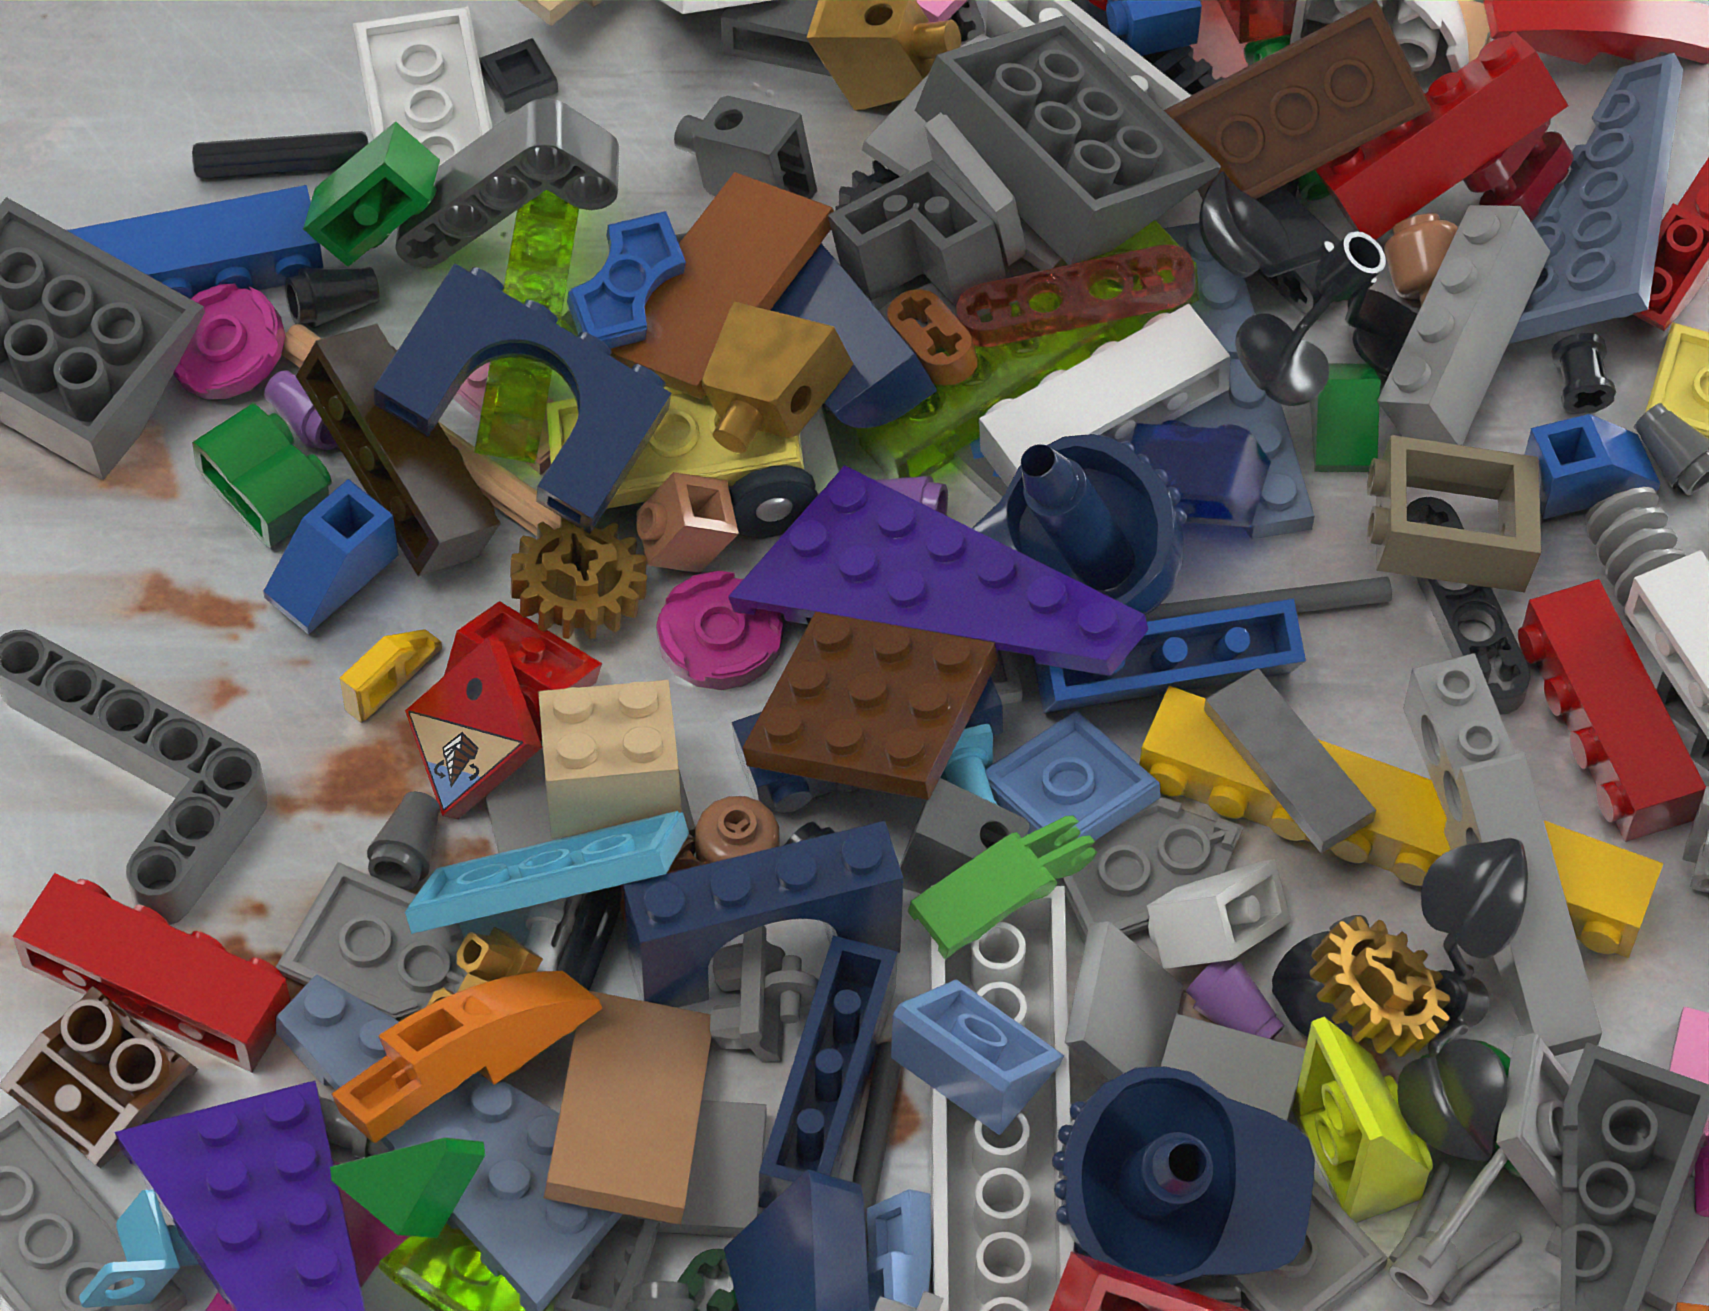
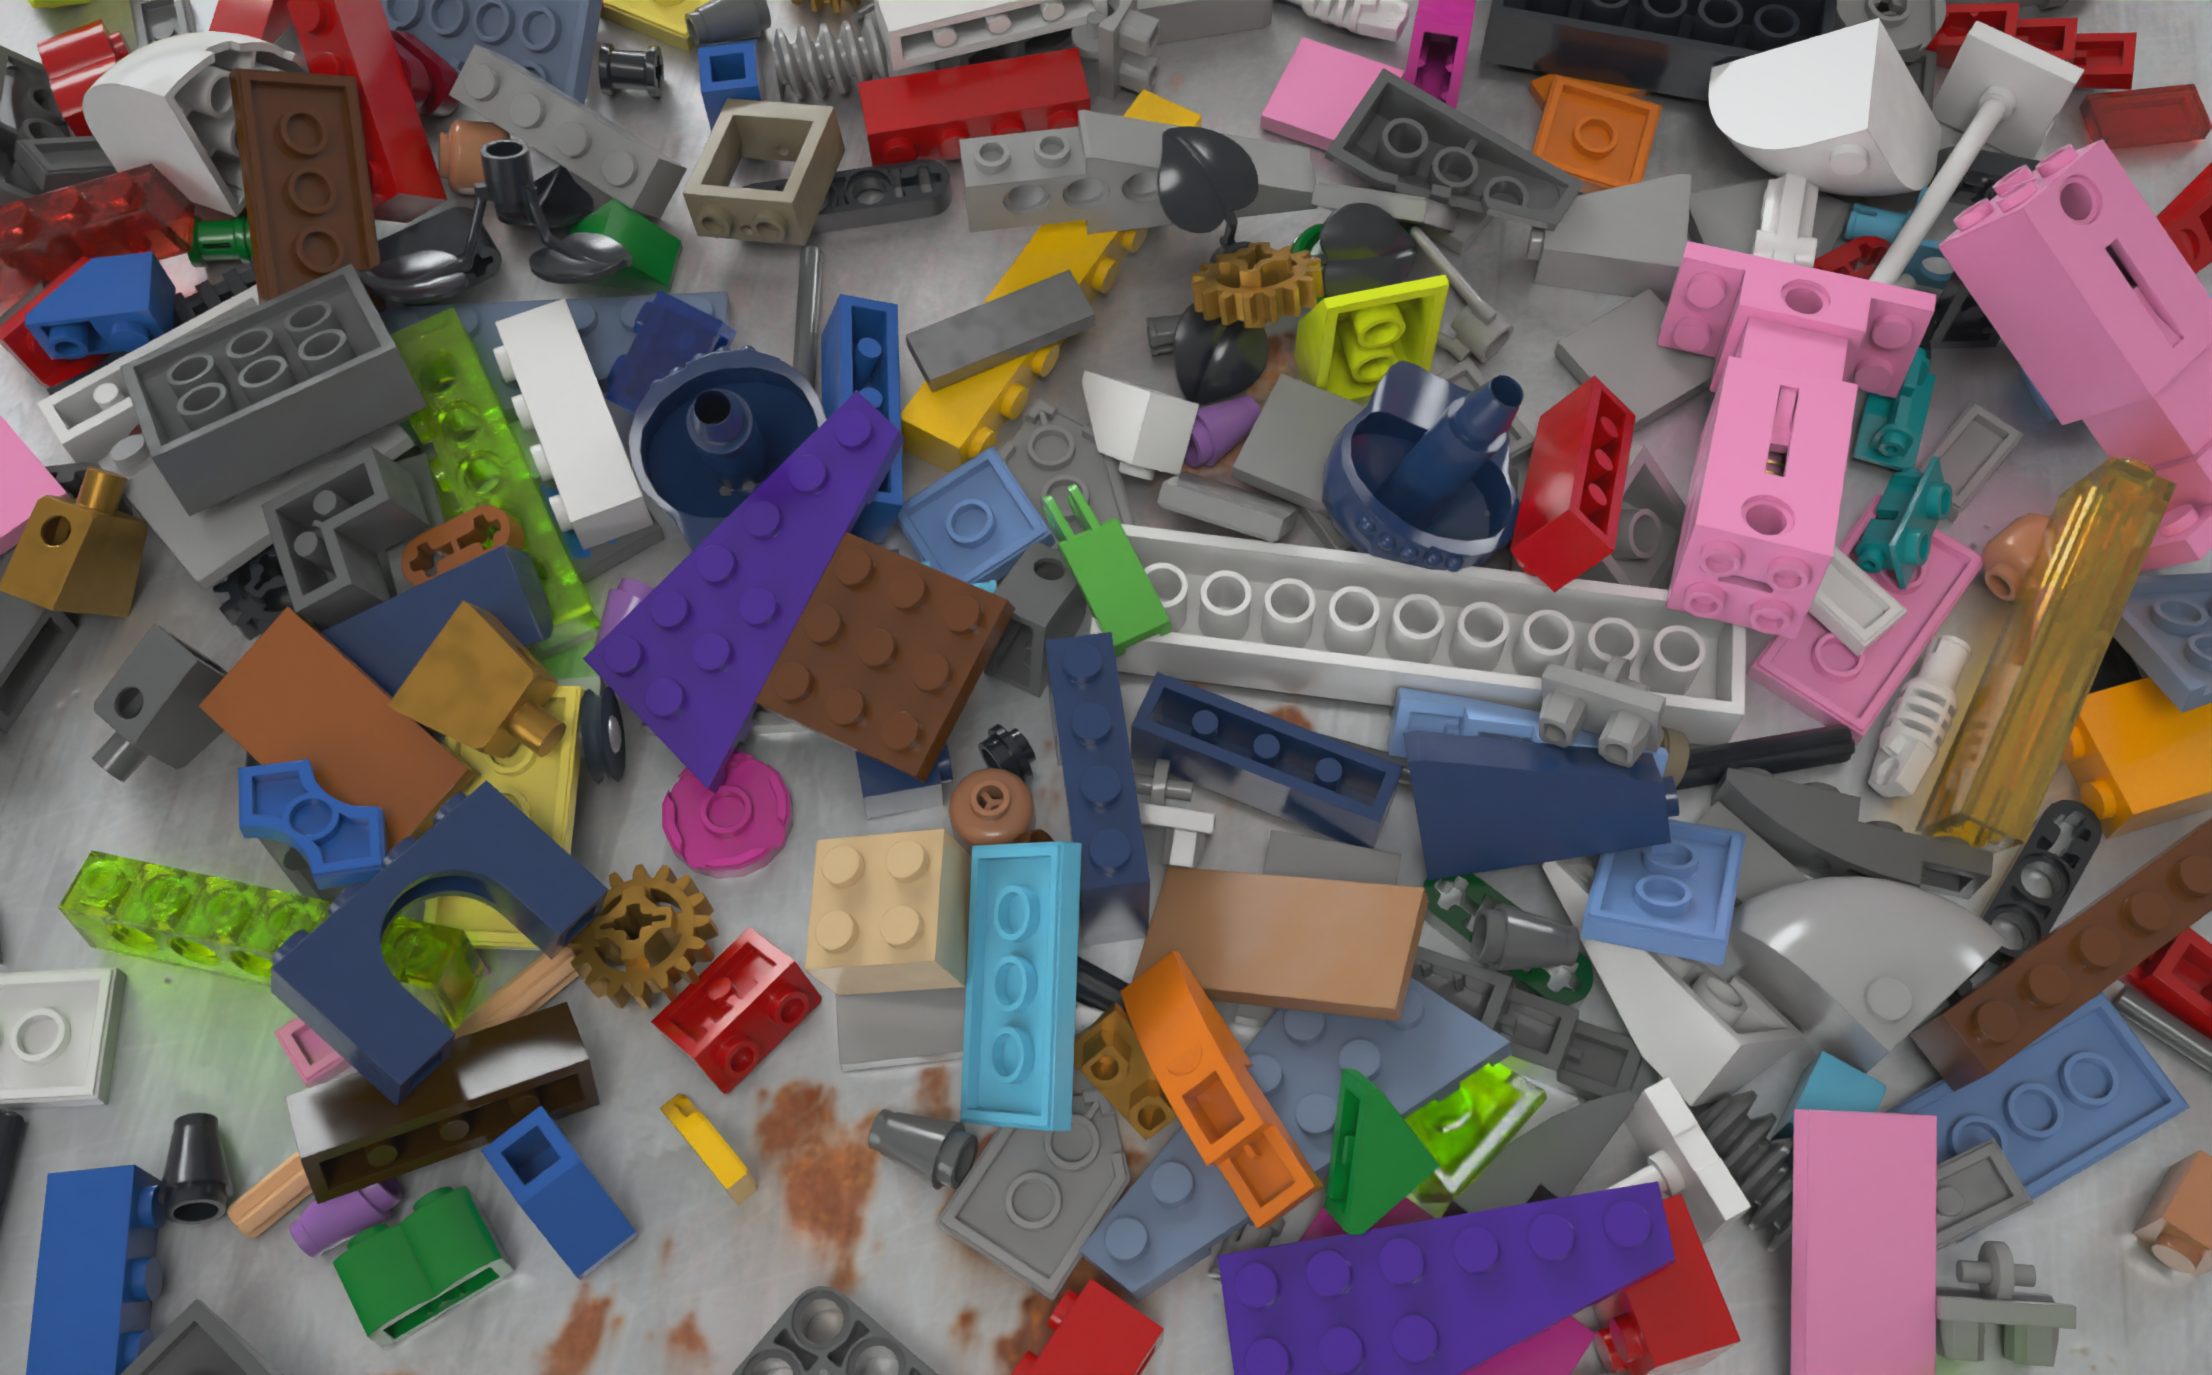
camera: 80 degrees left, 5 degrees up
(233, 343) = (239, 1276): dark pink tile -> none
(372, 194) = (96, 1091): green brick -> none
(473, 728) = (813, 1056): red tile -> none
(507, 167) = (126, 943): dark grey beam -> none
(686, 522) = (610, 816): nougat brick -> none
(971, 1053) = (1288, 610): medium blue slope -> none
(974, 176) = (303, 454): light grey tile -> none
(1073, 286) = (452, 411): clear red beam -> none

